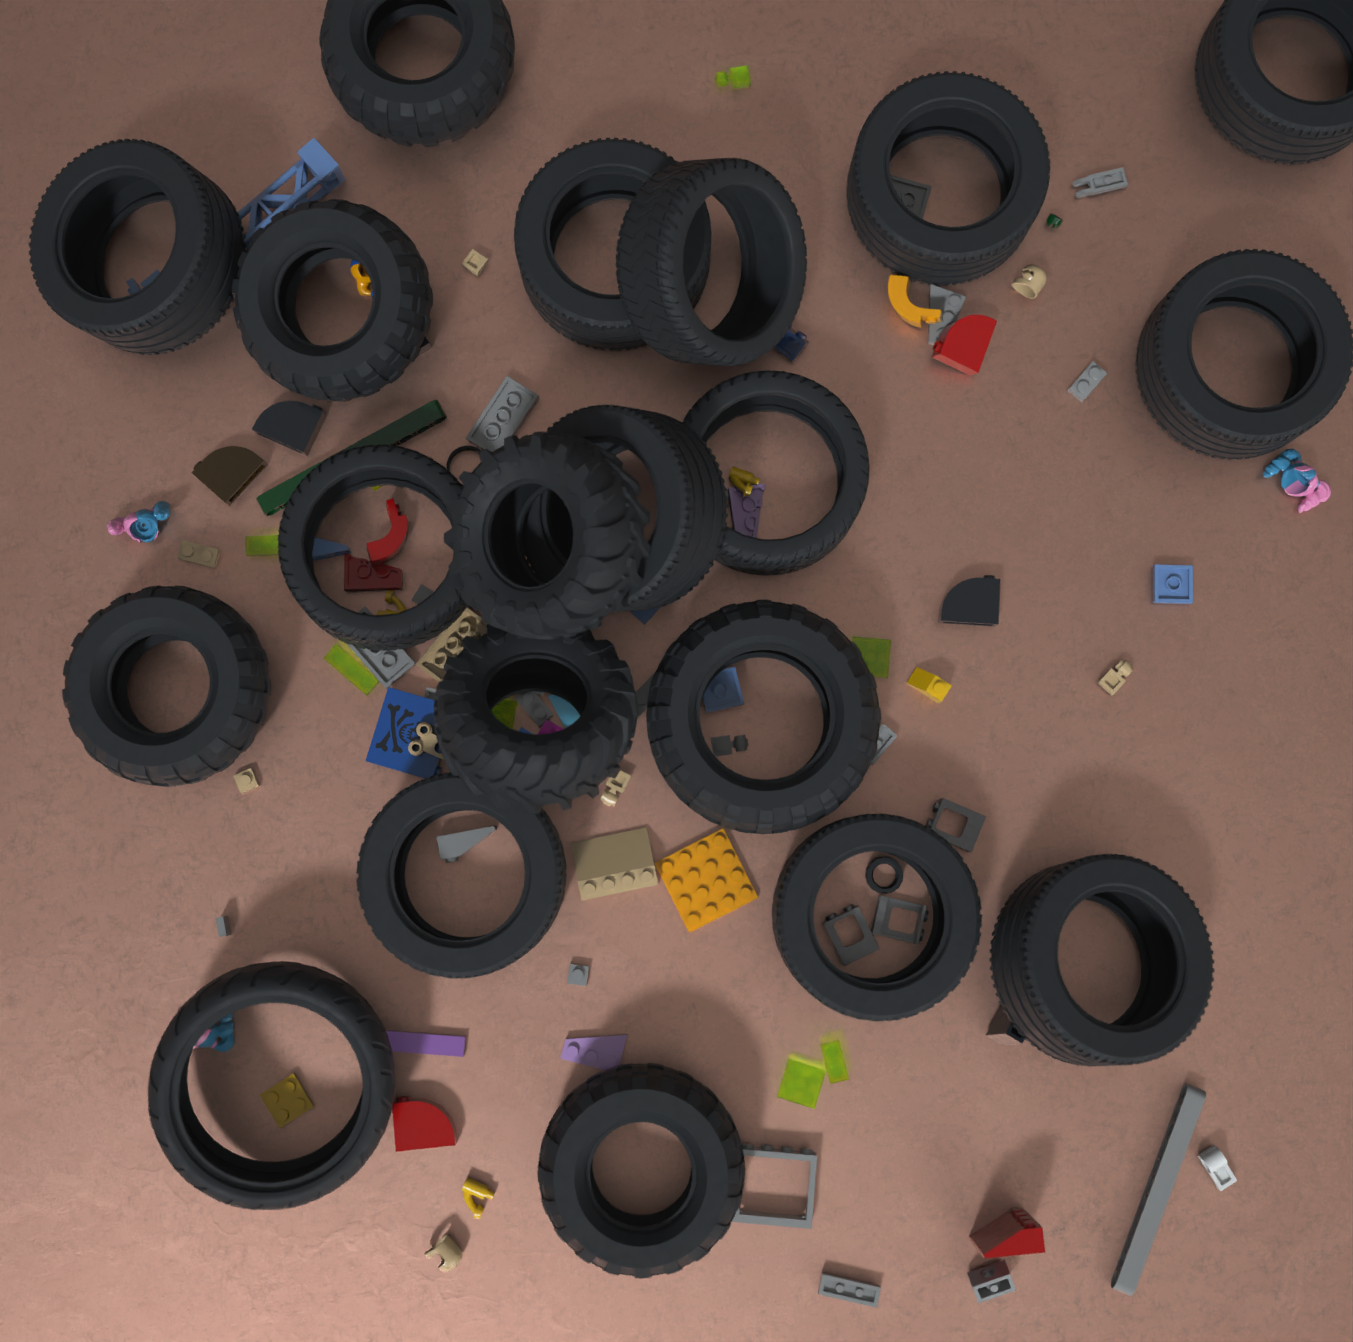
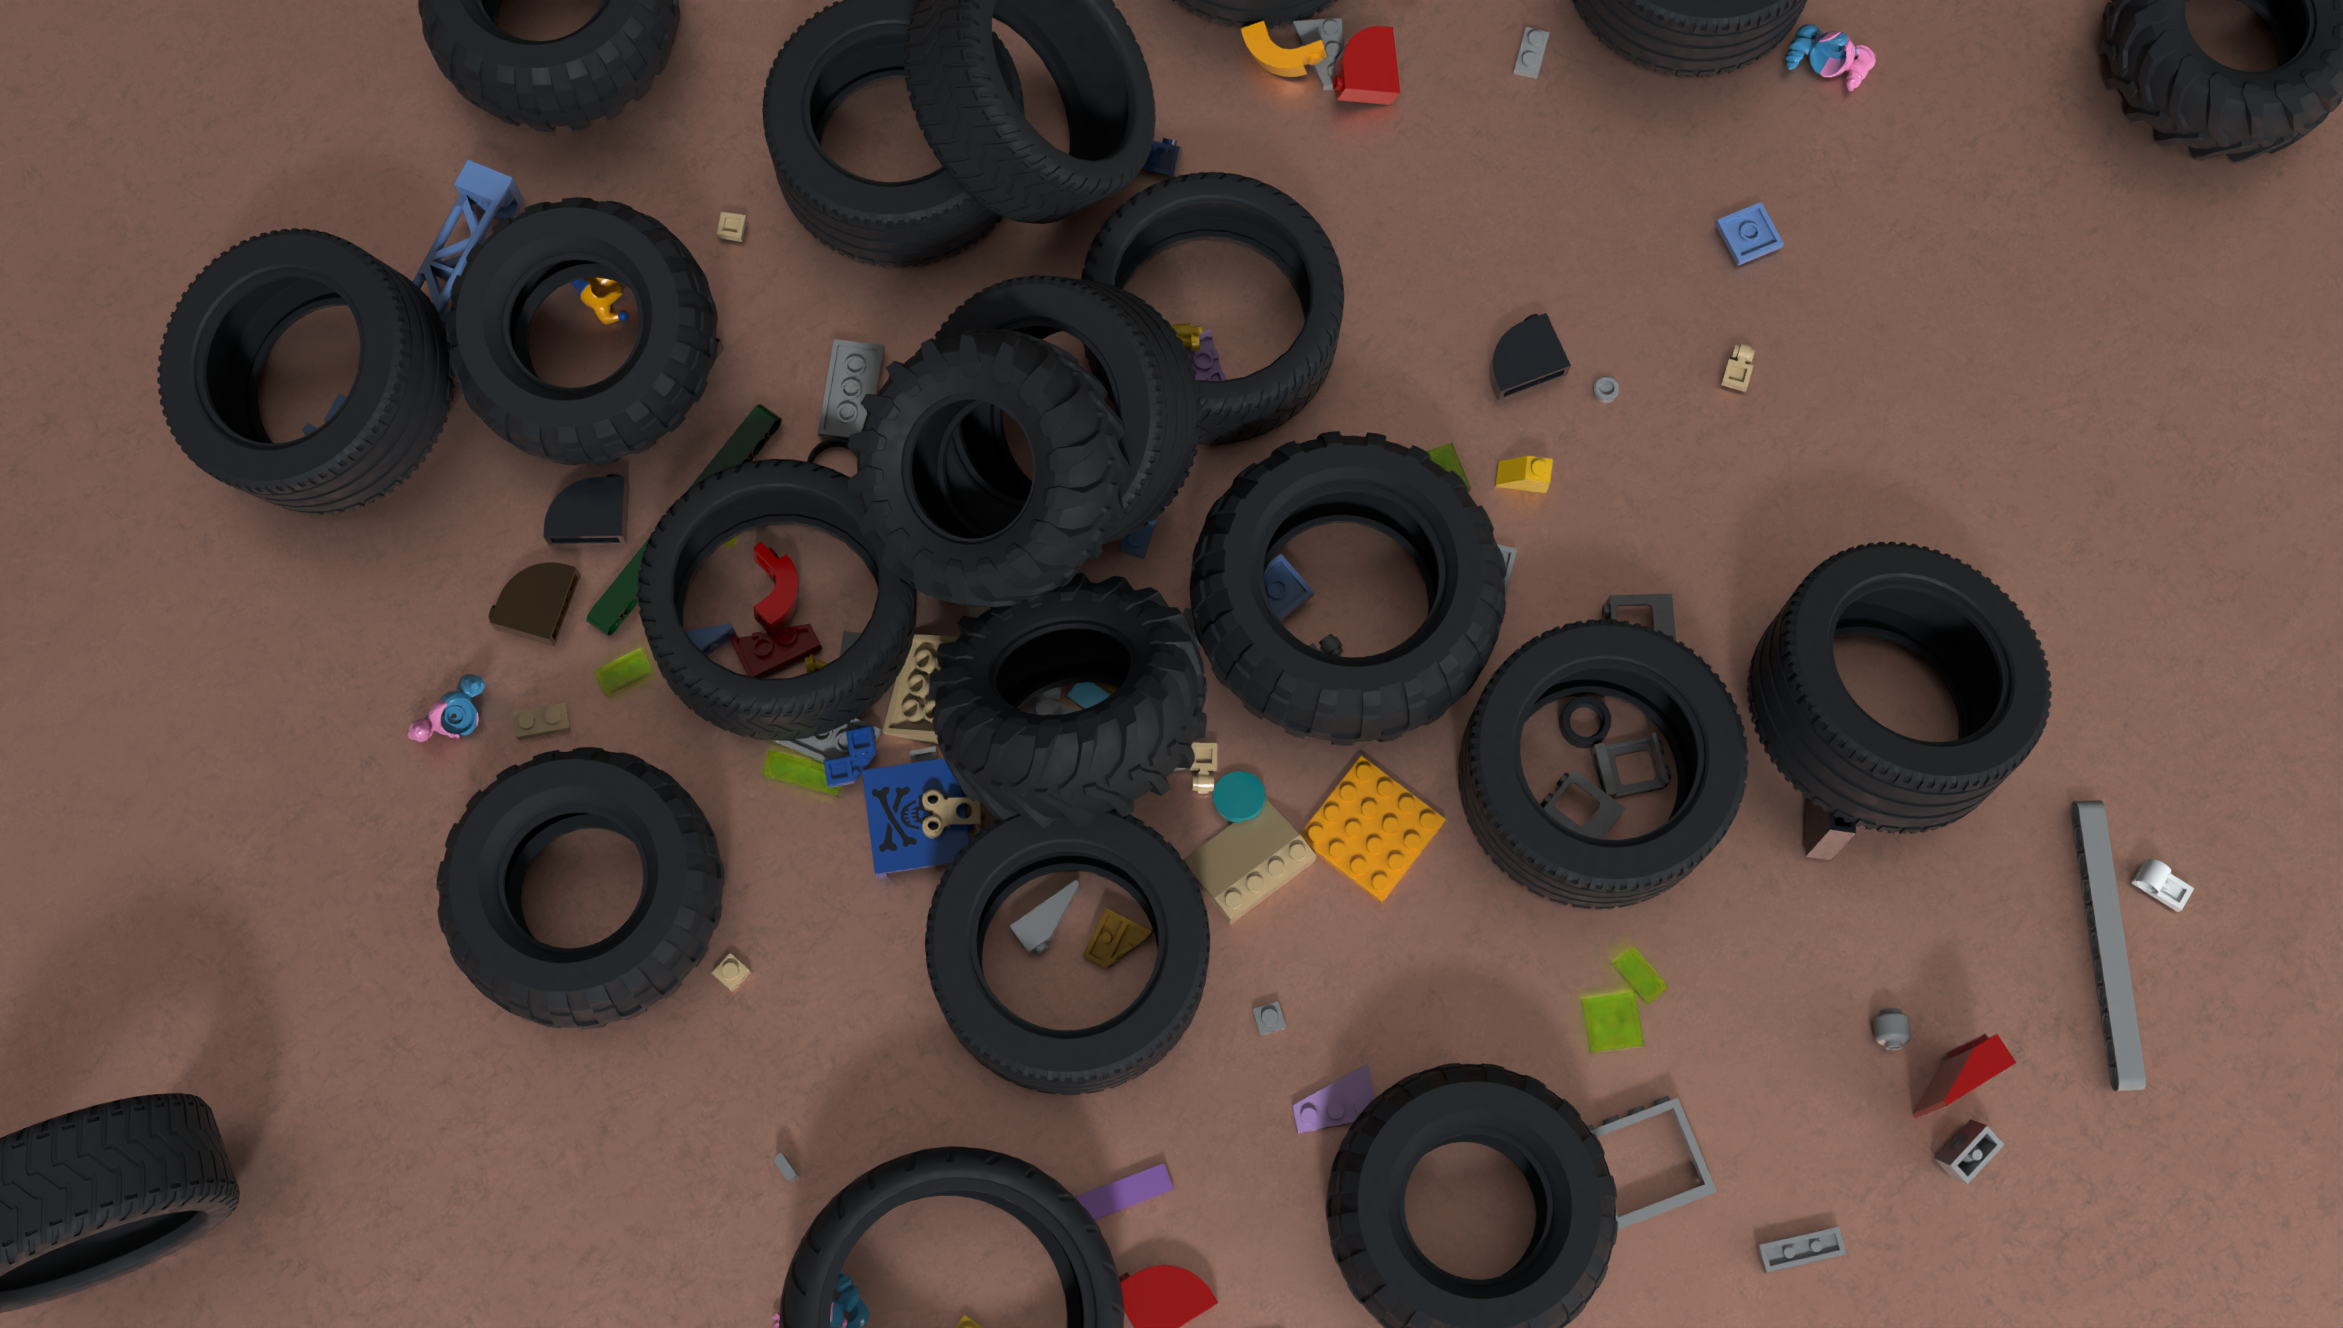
camera: 25 degrees left, 10 degrees down
(394, 673) = (849, 768): none -> blue tile
(501, 875) = (1114, 938): none -> pearl gold wing
(628, 818) = (1239, 796): none -> teal tile
(983, 1176) = (1892, 1028): none -> light grey head
(1016, 649) = (1606, 389): none -> light grey tile

